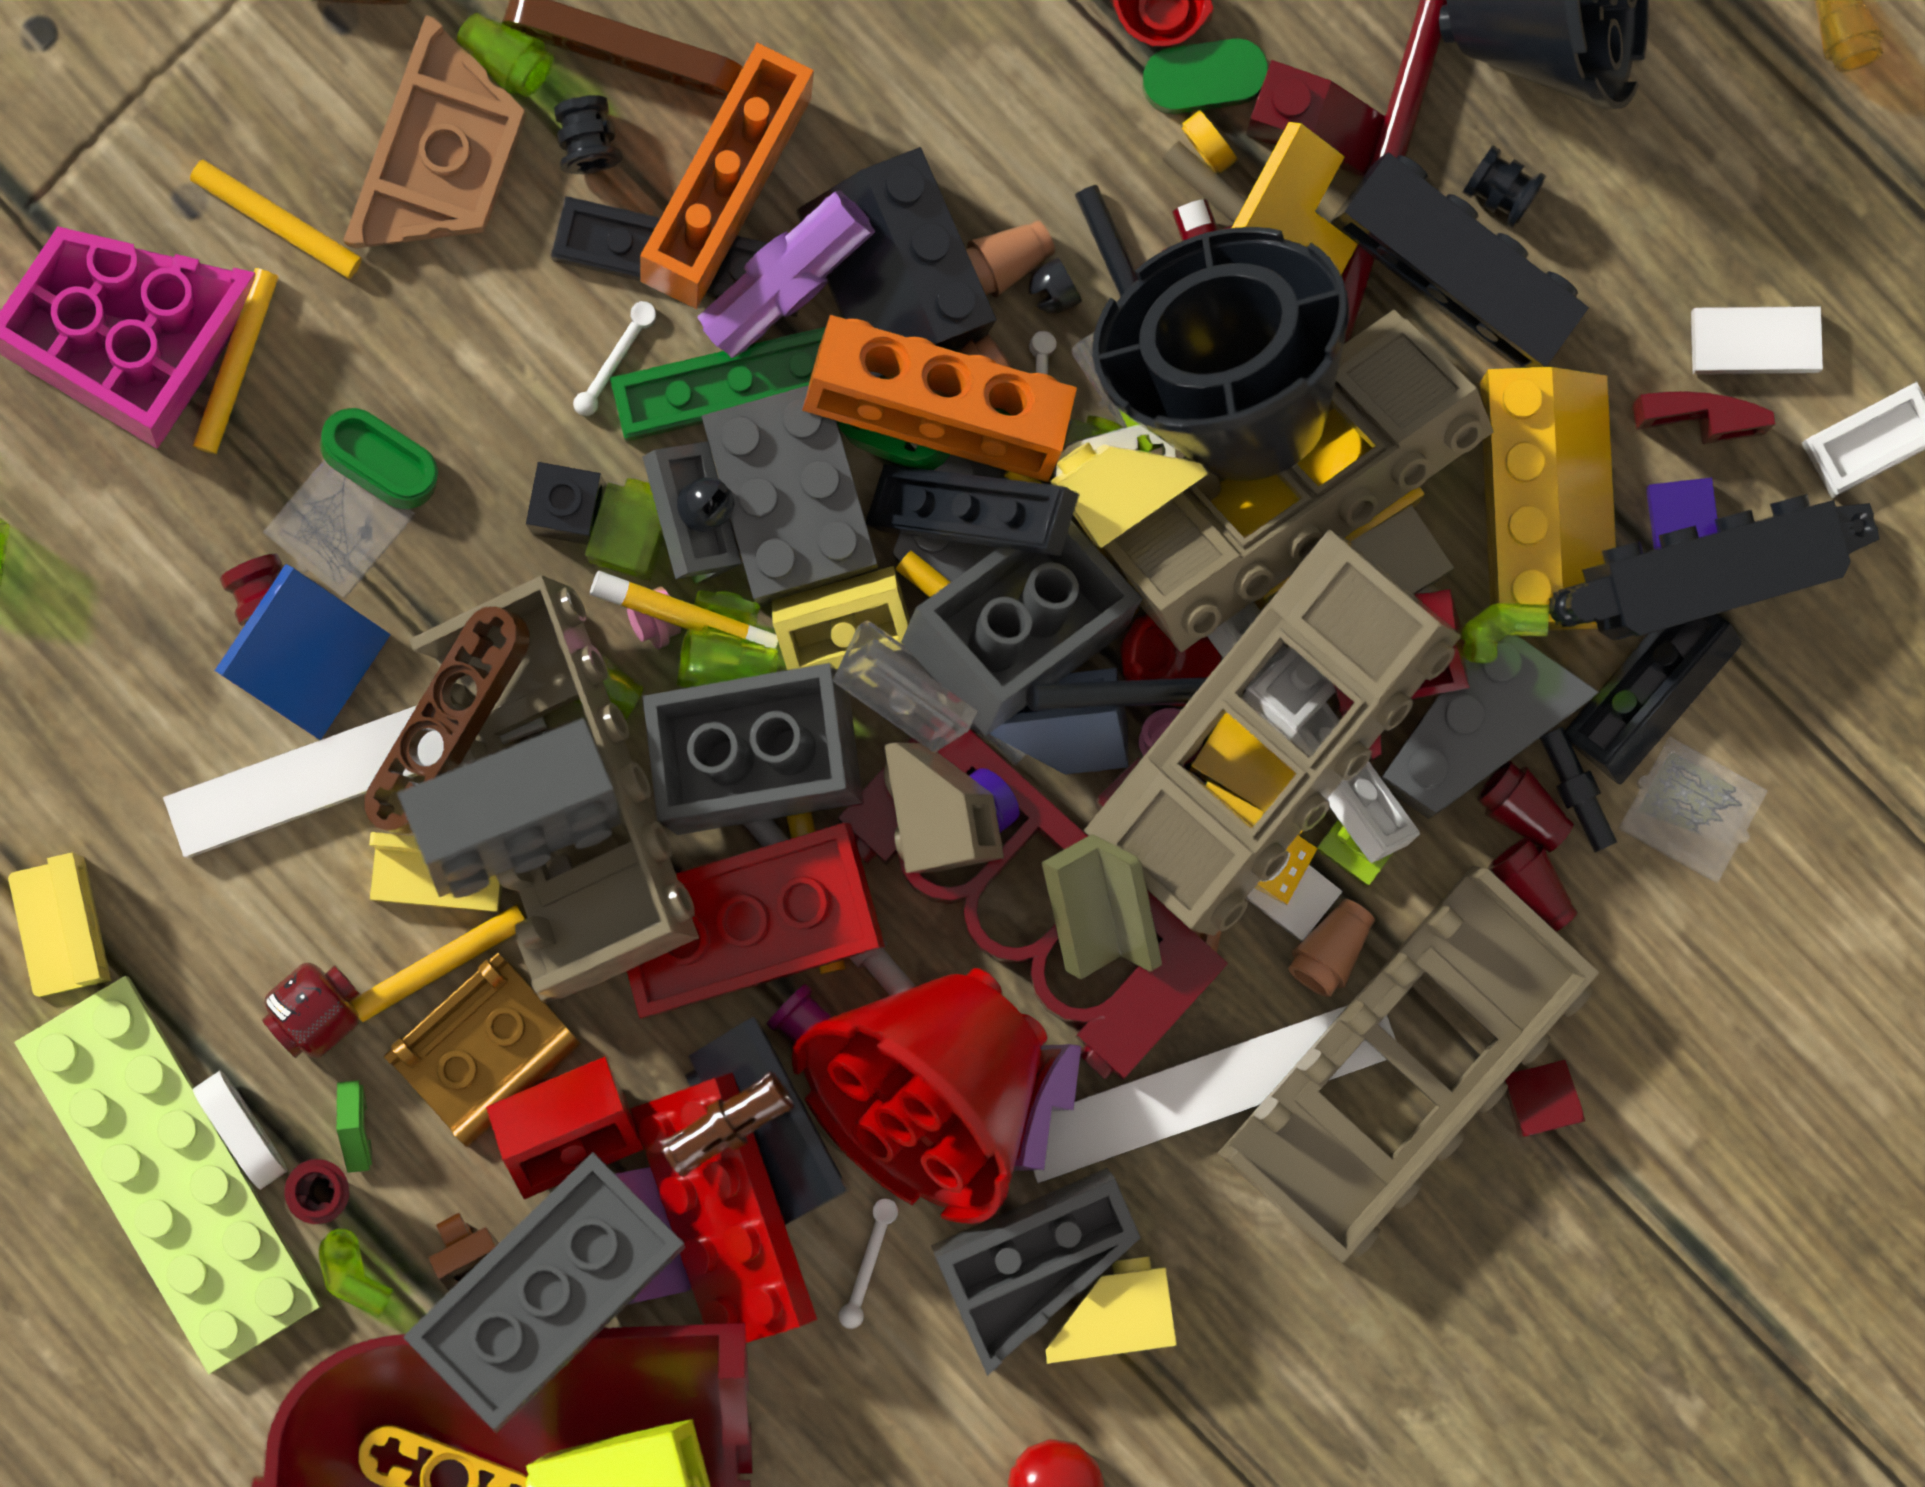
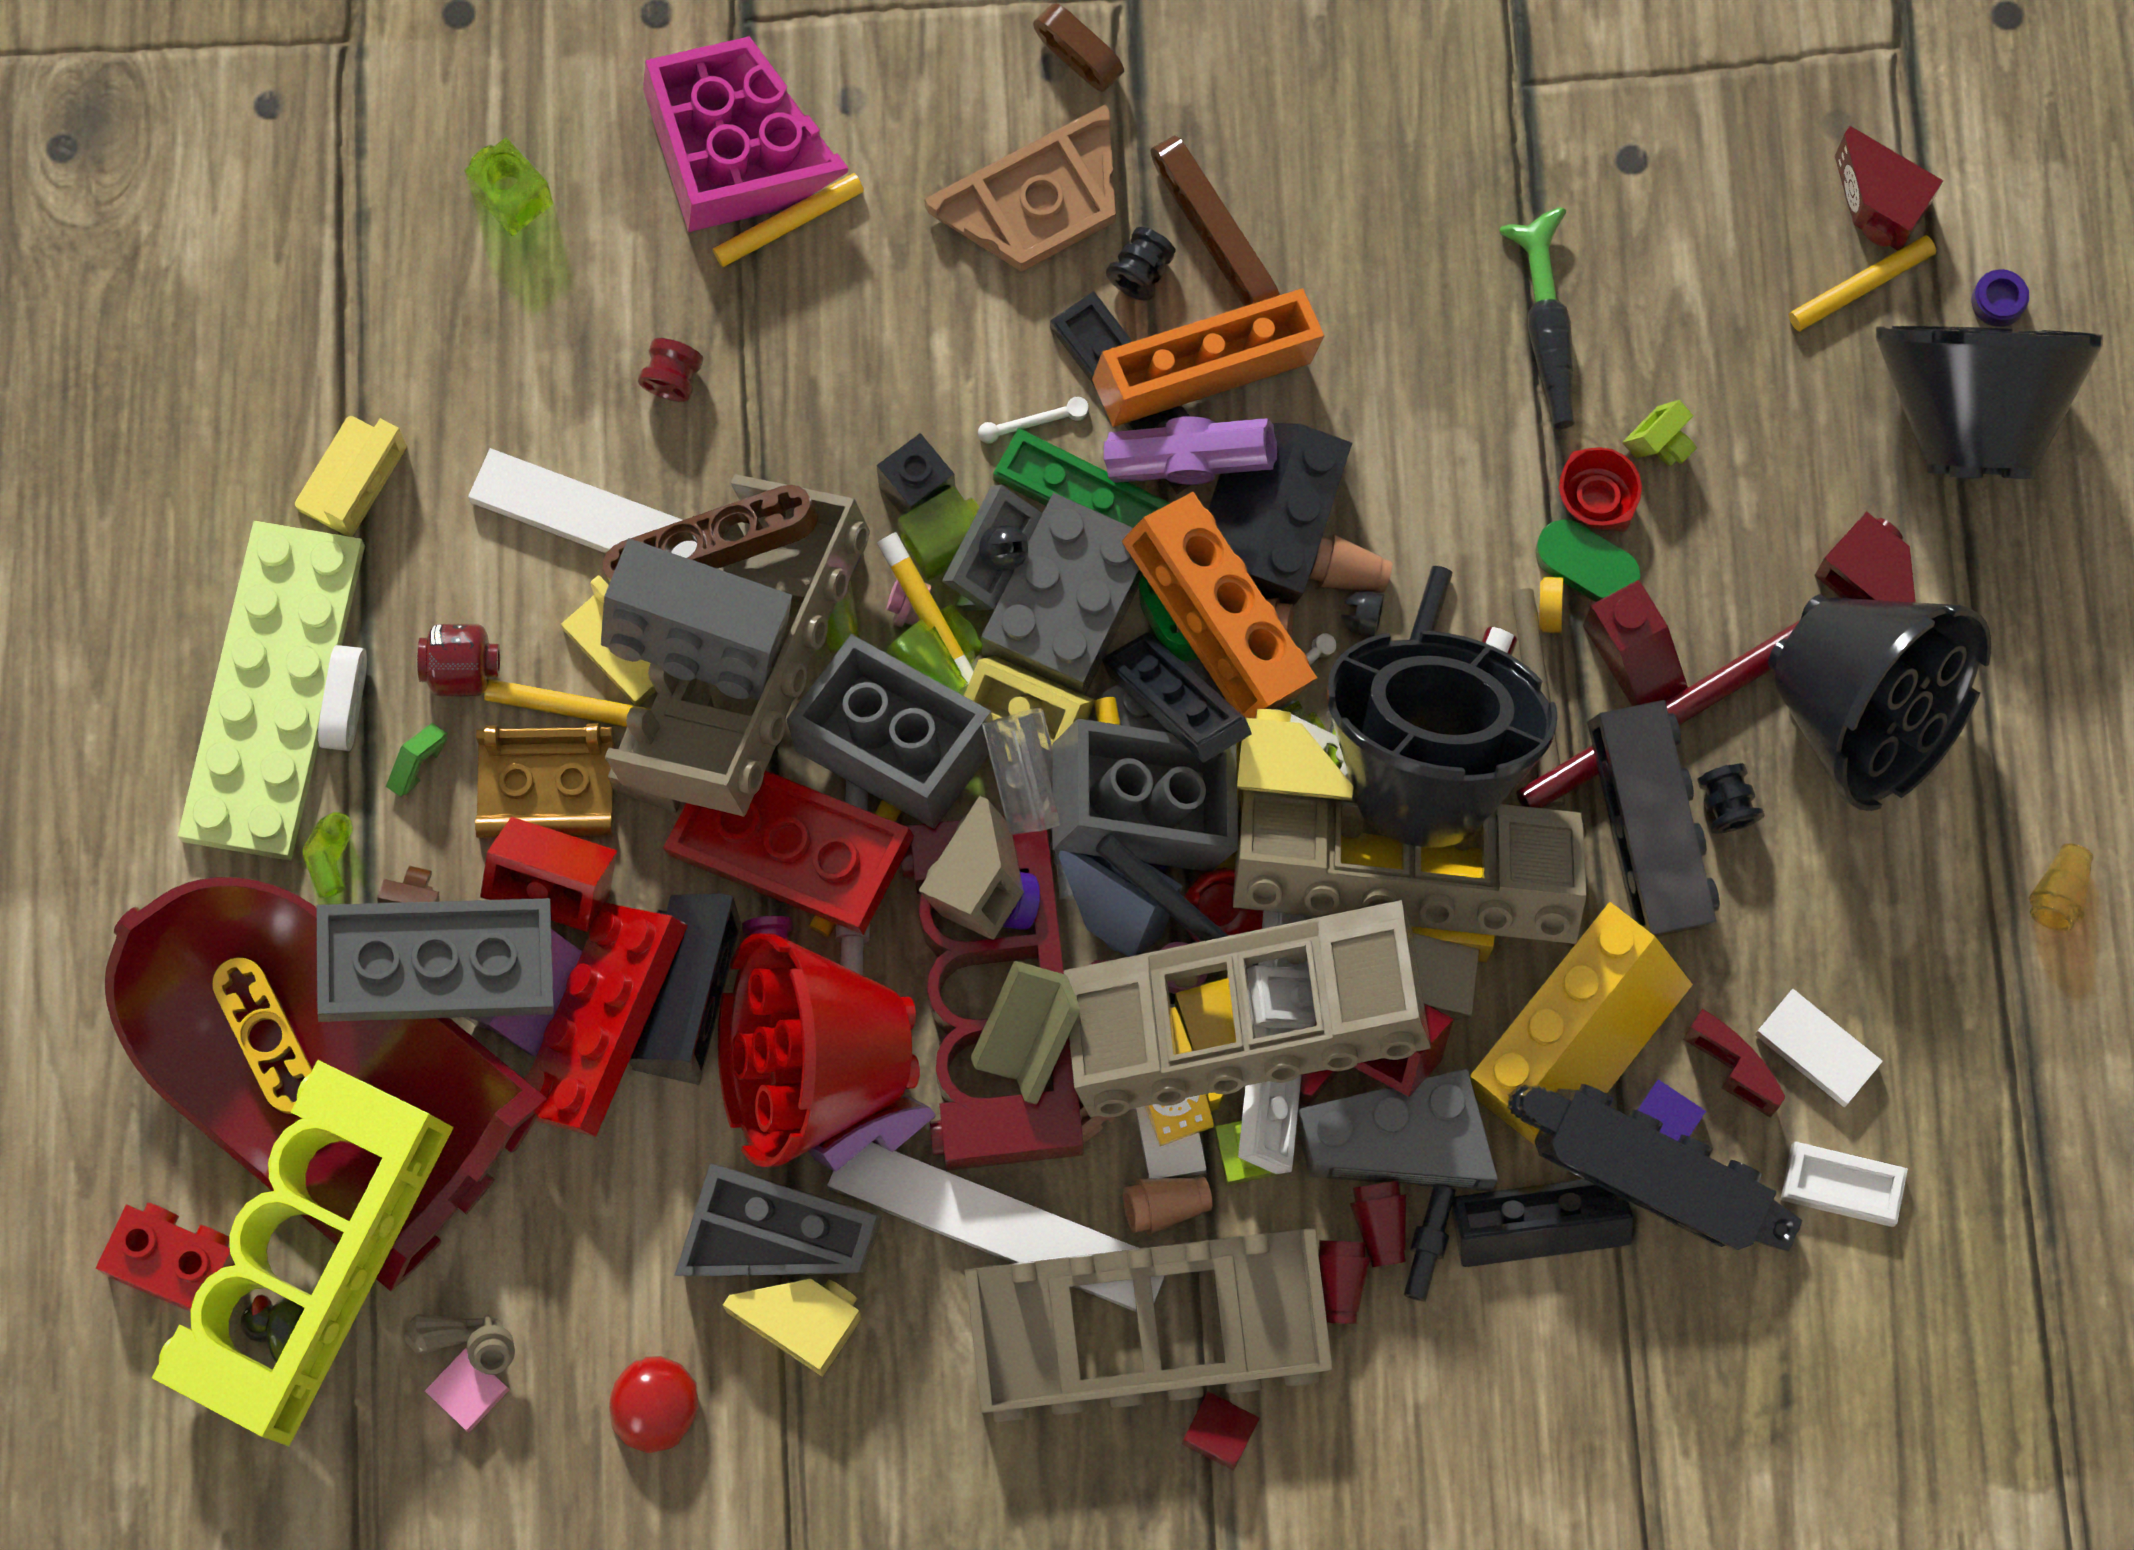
camera: 40 degrees right, 10 degrees down
(275, 219) = (895, 154): yellow bar -> none
(301, 1186) = (348, 766): dark red cone -> none
(302, 652) = (661, 430): blue tile -> none
(336, 529) = (761, 375): clear piece -> none
(378, 458) = (823, 354): green tile -> none
(508, 55) = (1136, 173): clear neon green cone -> none
(727, 1124) = (651, 949): reddish brown pin -> none
(884, 1212) = (709, 1119): white hinge -> none
(1292, 190) = (1575, 674): yellow tile -> none
(1498, 622) = (1470, 1070): clear neon green arm -> none
(1693, 809) = (1498, 1326): clear piece -> none

